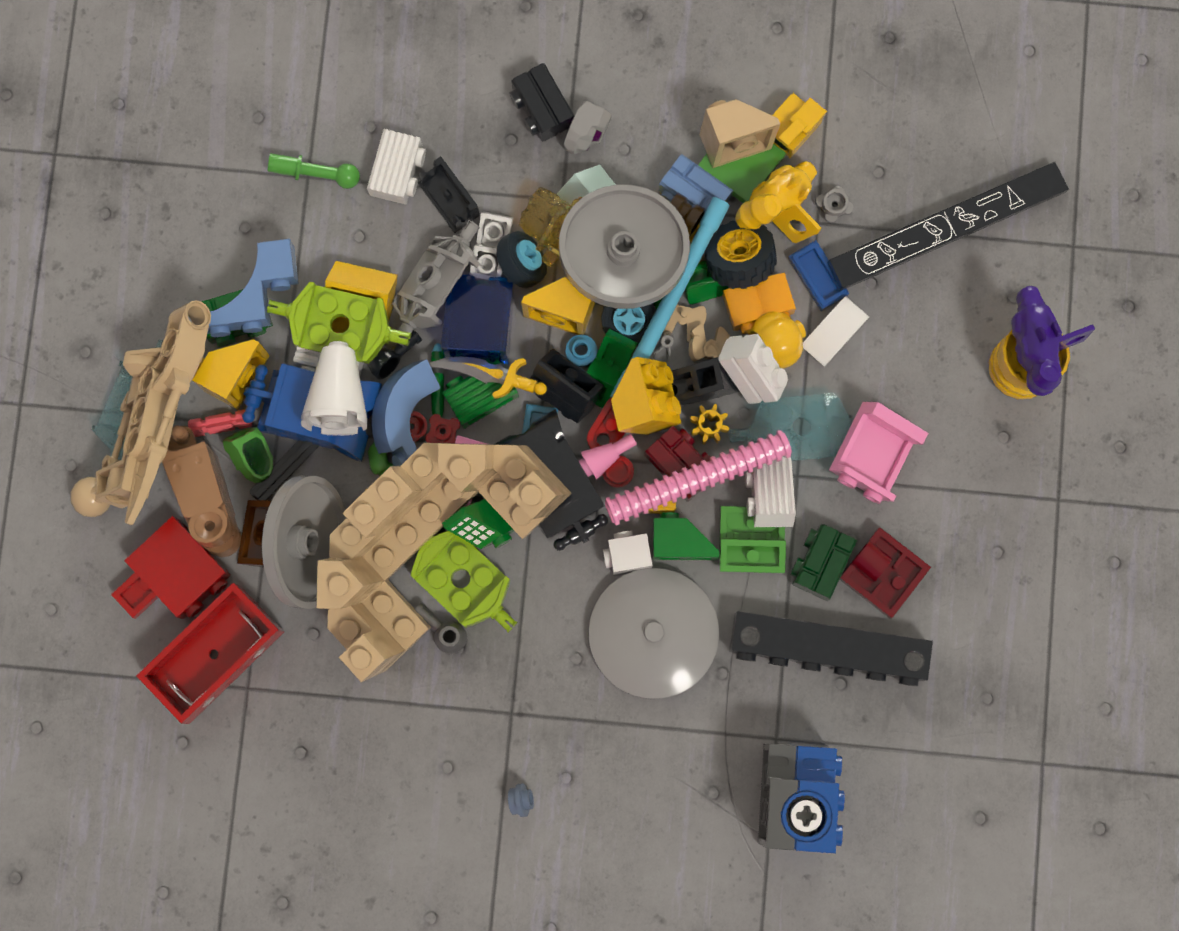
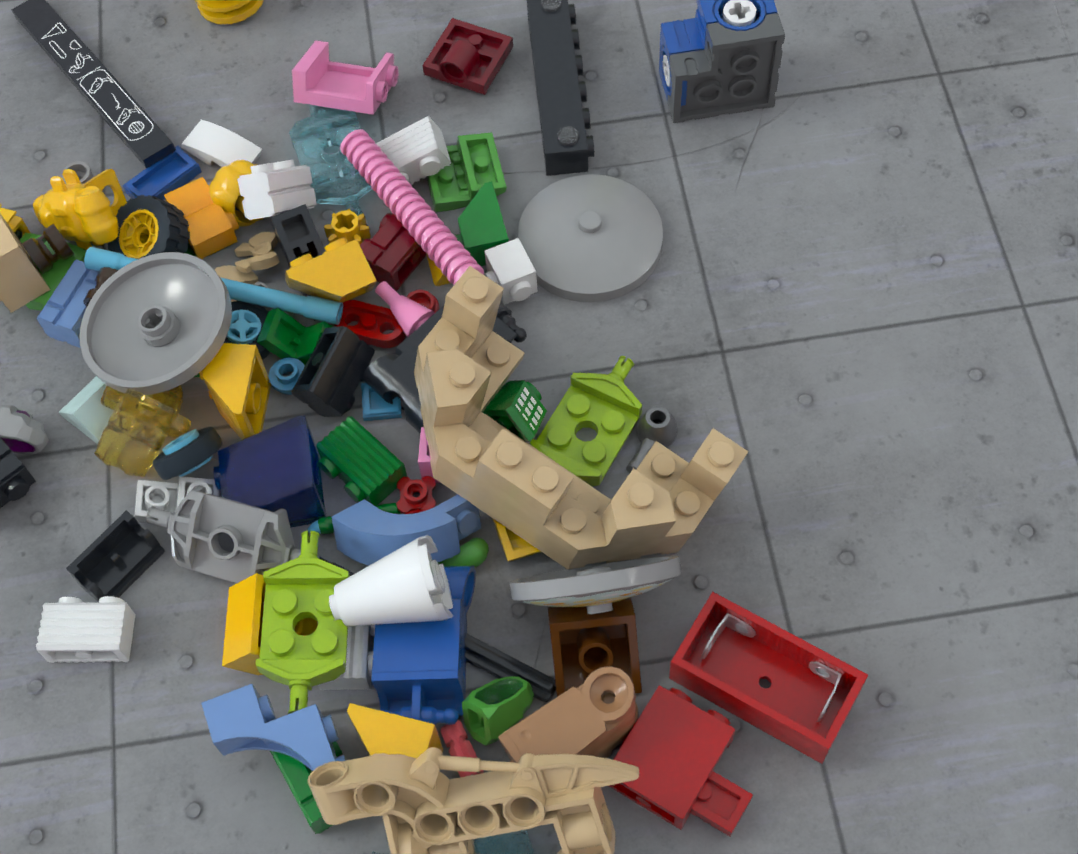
camera: 100 degrees left, 20 degrees down
(346, 175) = (104, 697): bright green pin -> none
(489, 372) = (334, 442): piece -> none
(520, 800) = (814, 310): sand blue plate -> none
(745, 168) = (40, 253): none -> dark brown wheel
(823, 562) = (471, 103): dark green brick -> none

